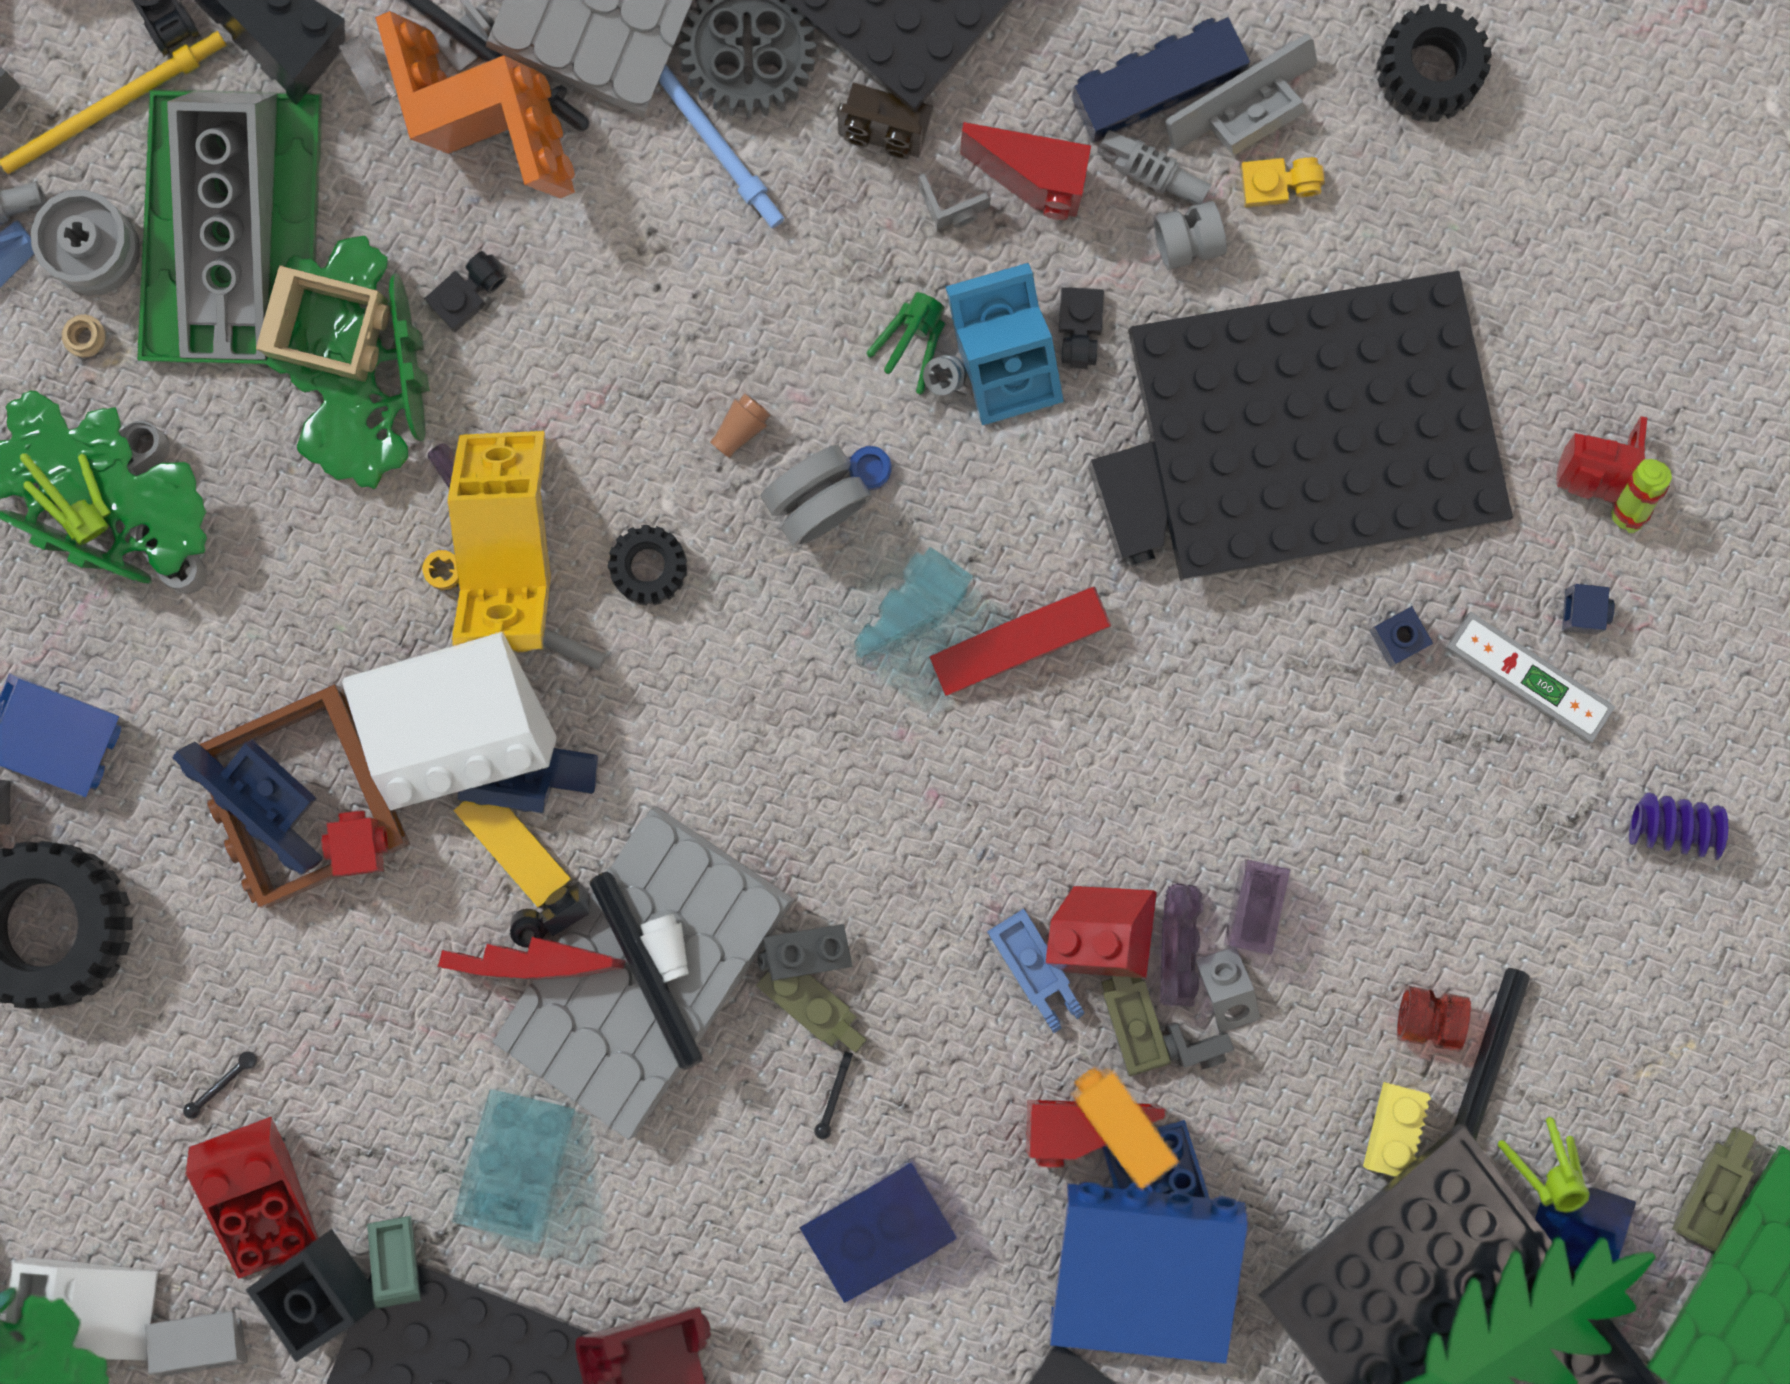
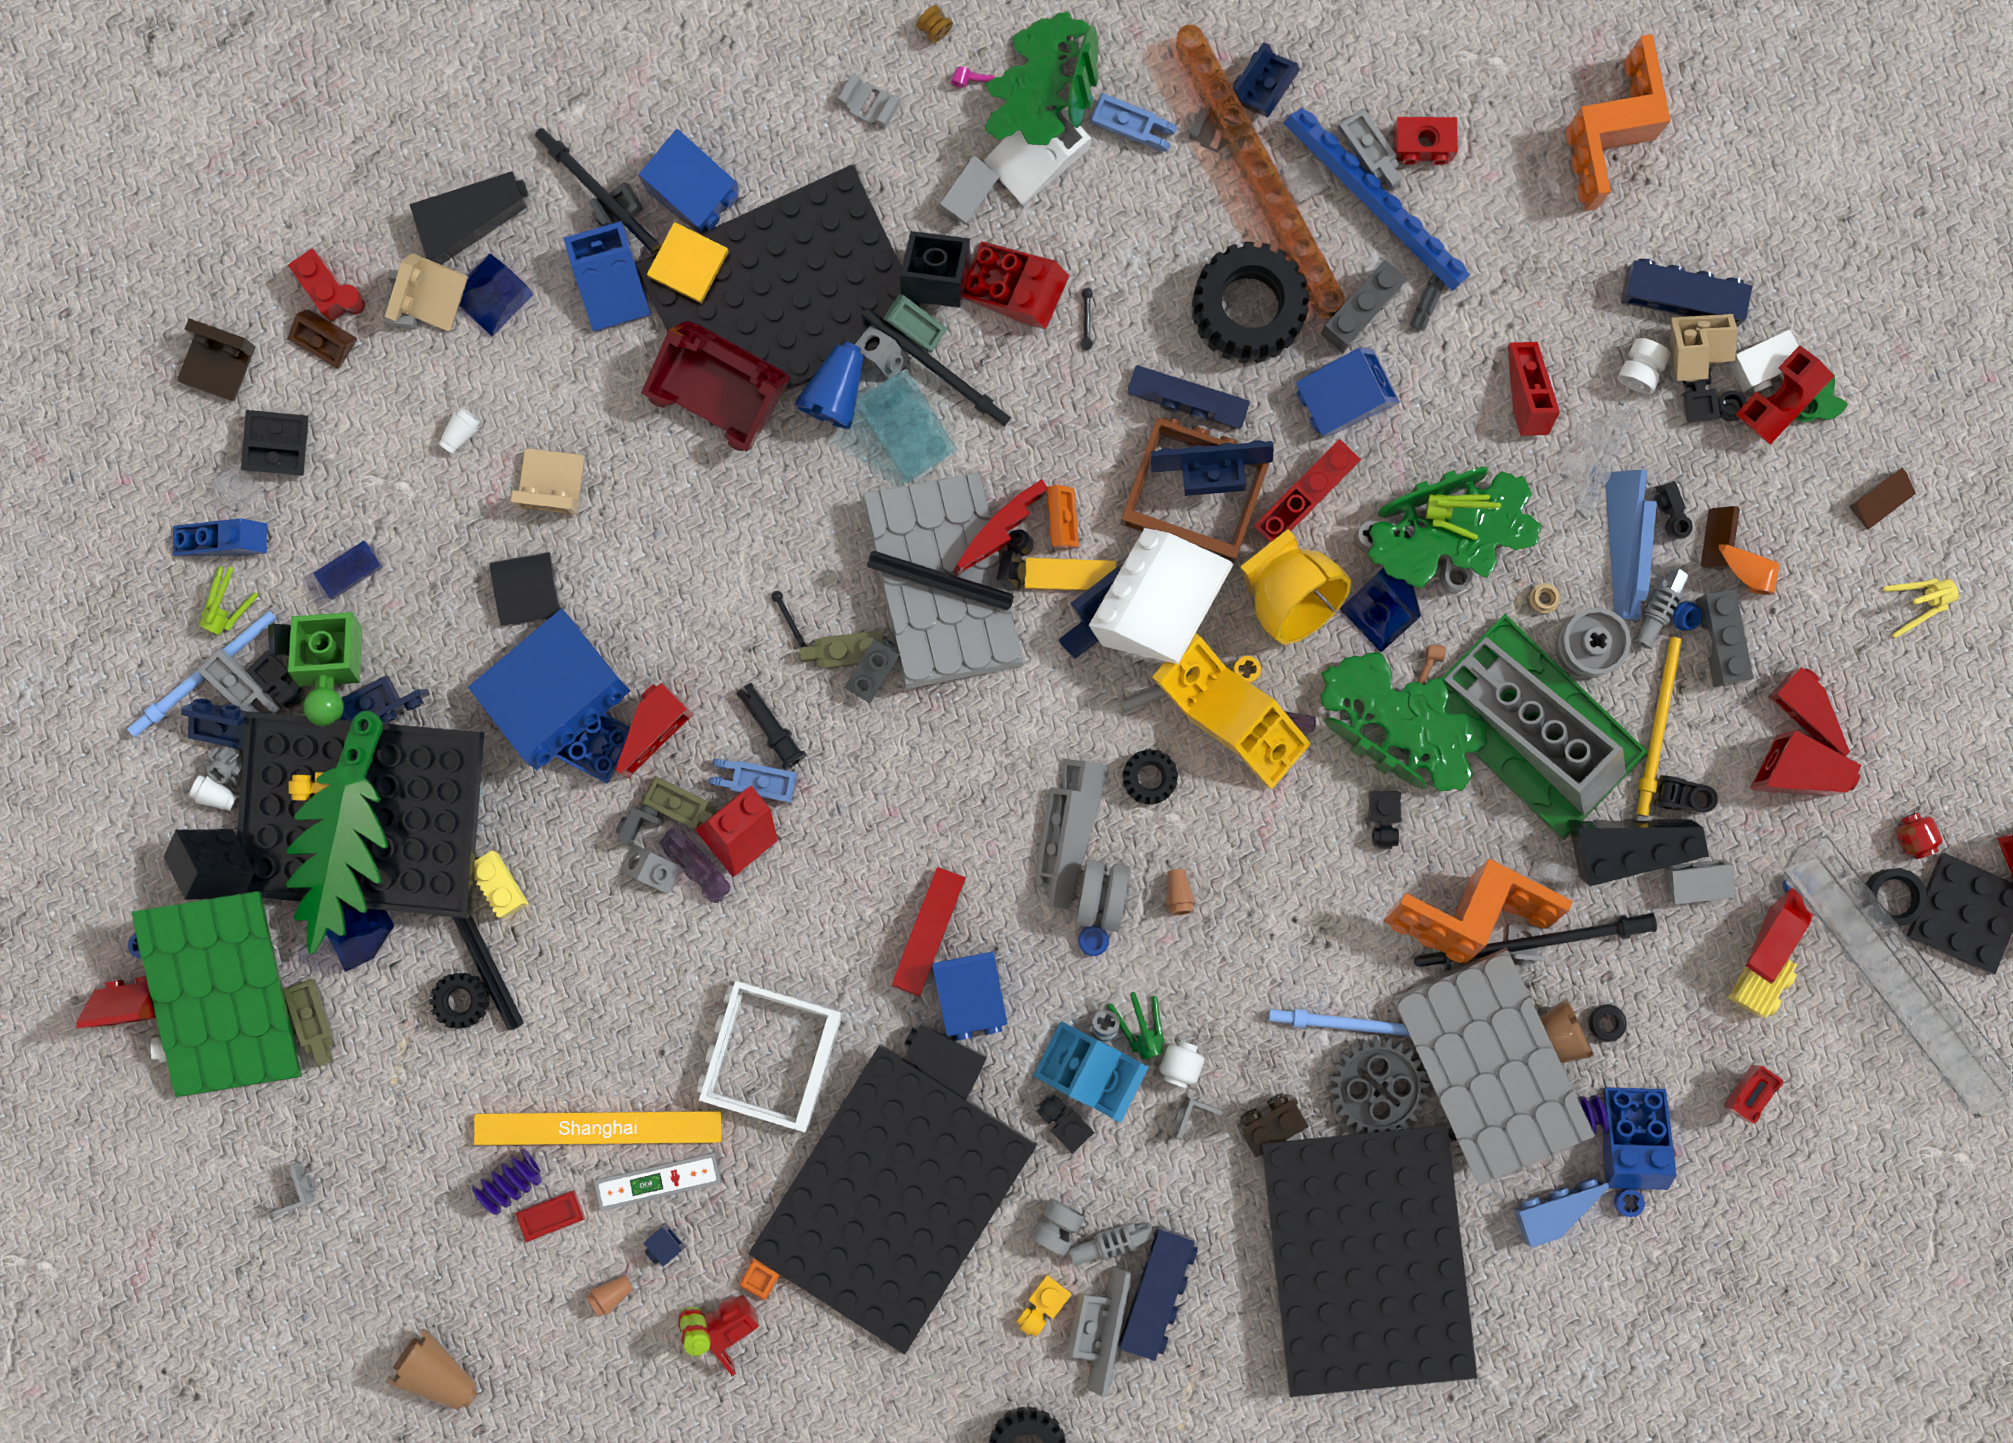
camera: 135 degrees right, 0 degrees up
(195, 677) = (1308, 491): none -> red slope
(207, 898) = (1181, 395): none -> dark blue bracket
(247, 396) = (1433, 653): none -> nougat hand
(247, 487) = (1383, 609): none -> clear blue slope
(284, 309) = (1456, 707): tan window -> none
(312, 604) = (1284, 585): none -> yellow plate
(355, 844) = (1141, 493): red brick -> none
(413, 1108) = (983, 403): none -> black bar
(457, 1256) = (887, 356): none -> light grey bracket
(458, 908) = (1062, 517): none -> orange plate
(542, 1281) = (834, 387): none -> blue cone
(666, 946) = (942, 601): white cone -> none
(780, 598) = (1068, 829): none -> light grey wedge
(878, 1231) = (699, 577): clear blue slope -> none
(911, 261) = (1181, 1064): none -> white head
(924, 602) = (994, 900): clear light blue slope -> none
(968, 985) = (778, 738): none -> black pin
(1035, 168) = (1167, 1177): red slope -> none
(1042, 537) = (970, 995): none -> blue slope
(1122, 1125) = (630, 740): light orange window -> none
(1256, 907) = (676, 921): clear purple brick -> none
(1368, 647) = (717, 1053): none -> white window
(1390, 646) = (753, 1130): dark blue plate -> none
(1435, 1019) = (534, 958): clear red wheel -> none
(1526, 484) = (759, 1279): none -> orange tile
(1537, 790) = (598, 1127): none -> yellow tile
(1564, 1182) = (387, 941): lime plant -> none
(1575, 1055) = (441, 1000): none -> black tyre
(1668, 753) = (550, 1216): none -> red tile
(1688, 617) = (609, 1295): none -> nougat cone

